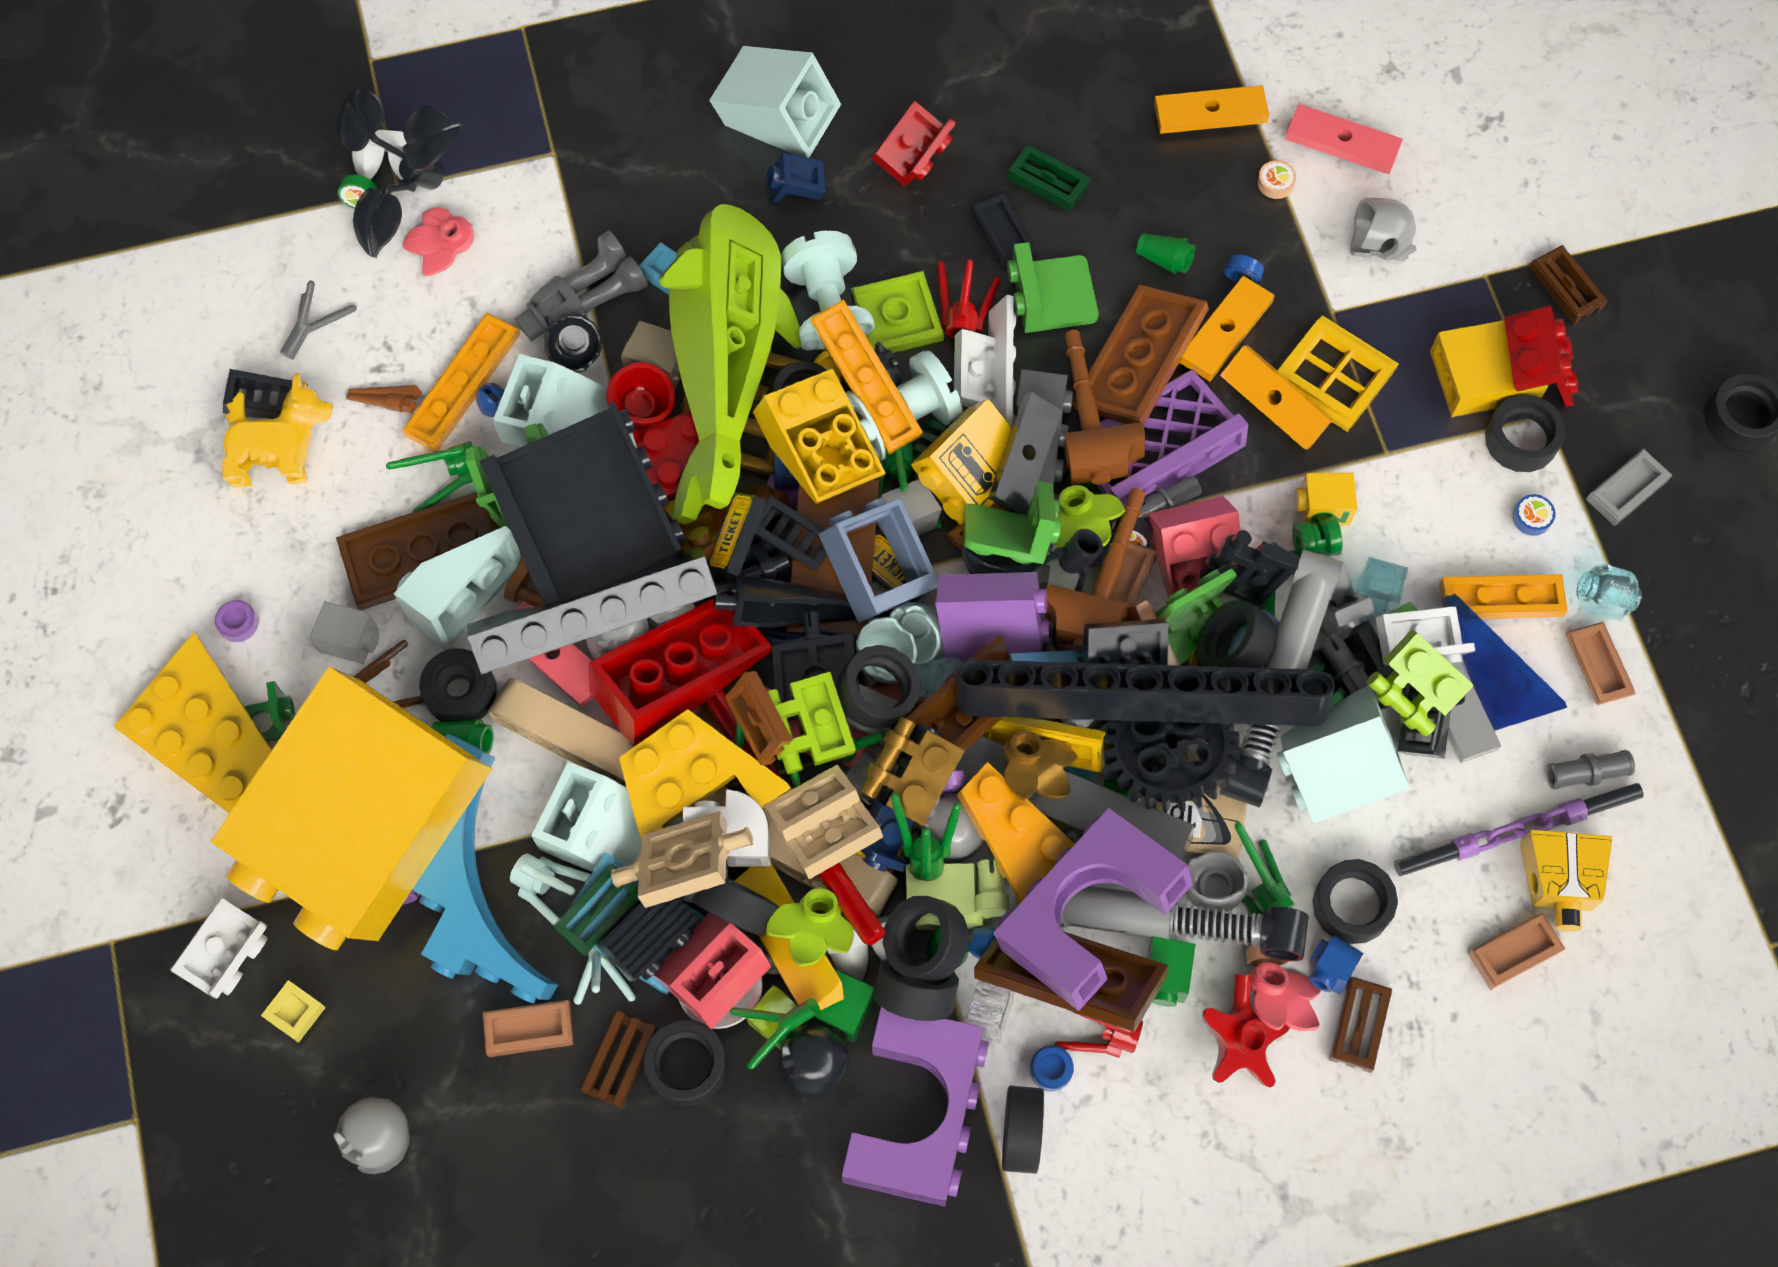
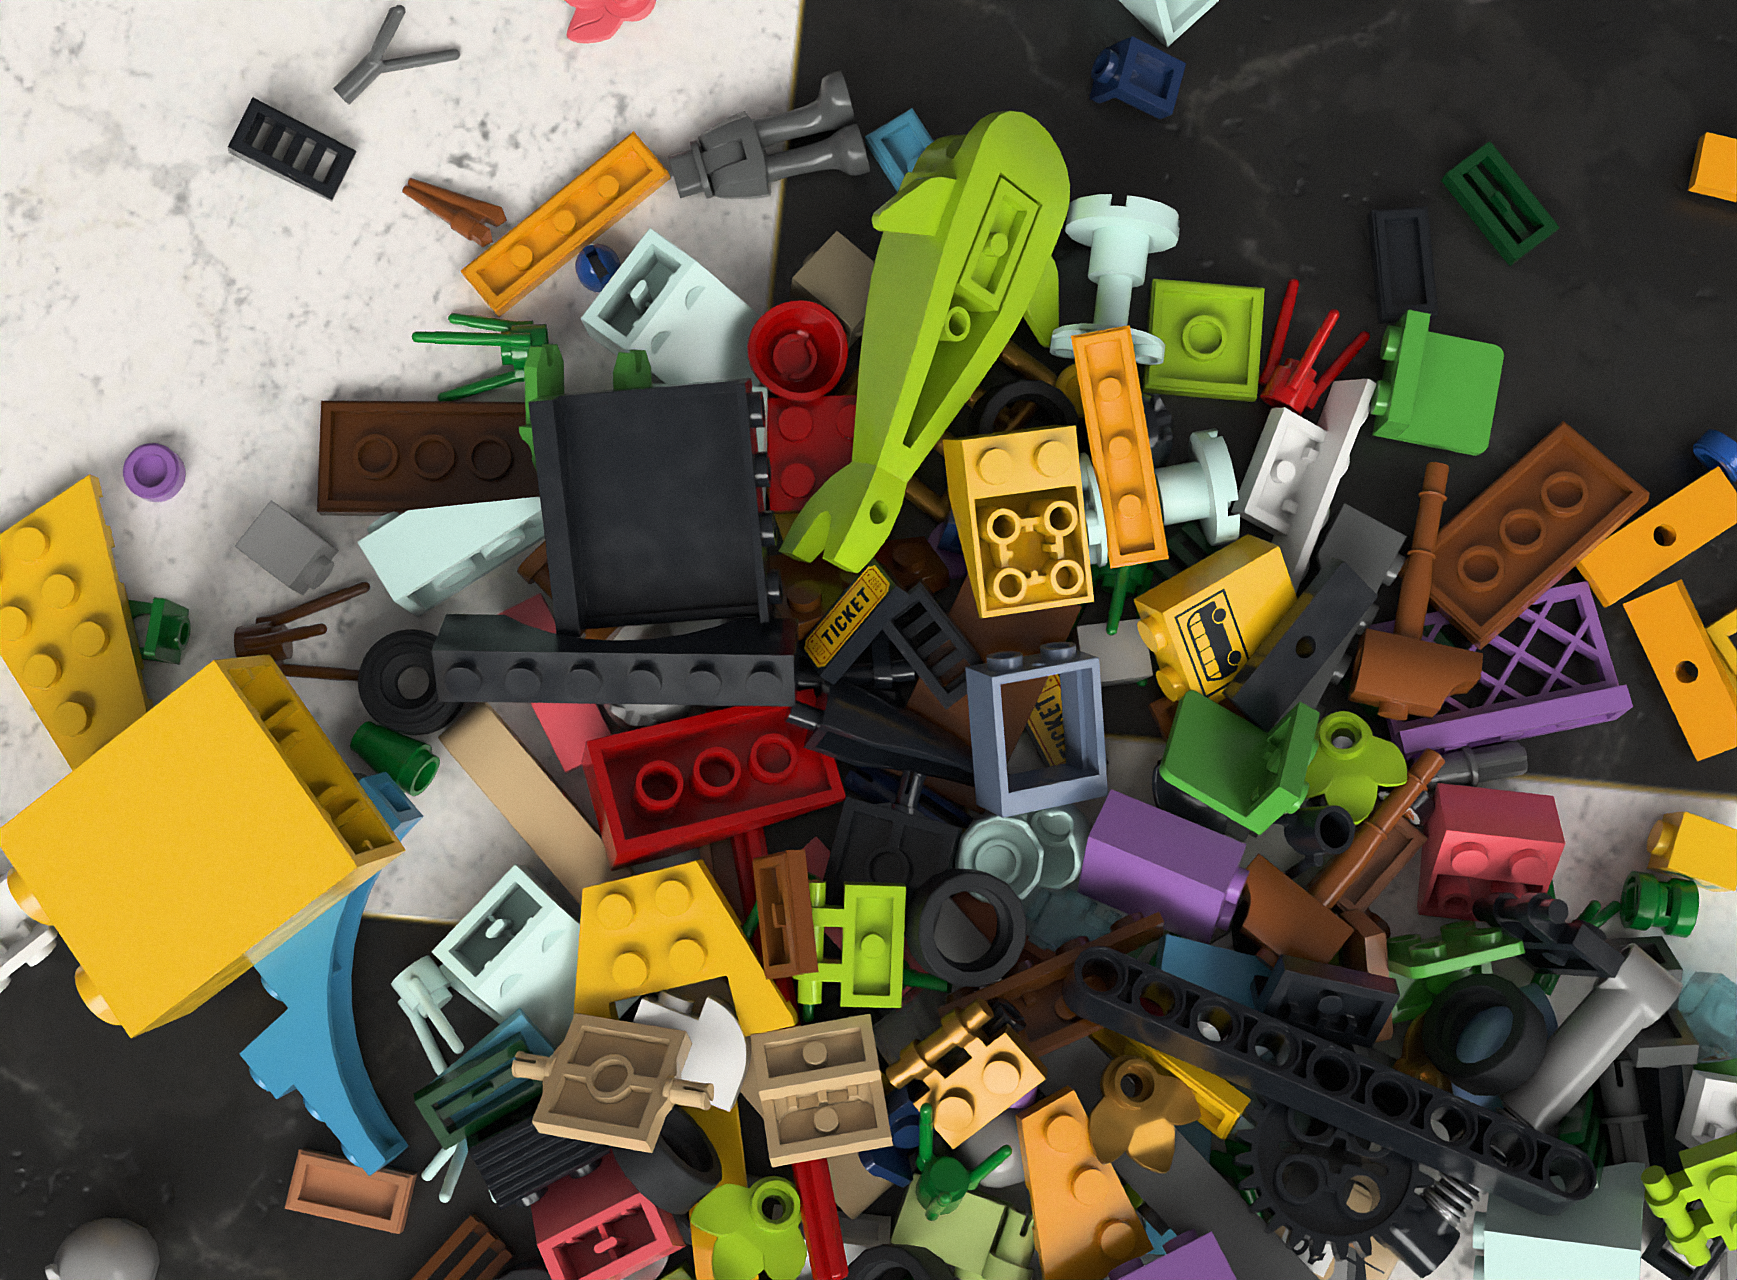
camera: 20 degrees right, 15 degrees up
(276, 441) = (280, 230): yellow animal -> none
(293, 1011) = (58, 1057): light yellow plate -> none
(573, 342) = (733, 228): black hair -> none
(912, 143) = (1325, 83): bracket -> none
(1167, 251) = (1623, 385): green cone -> none

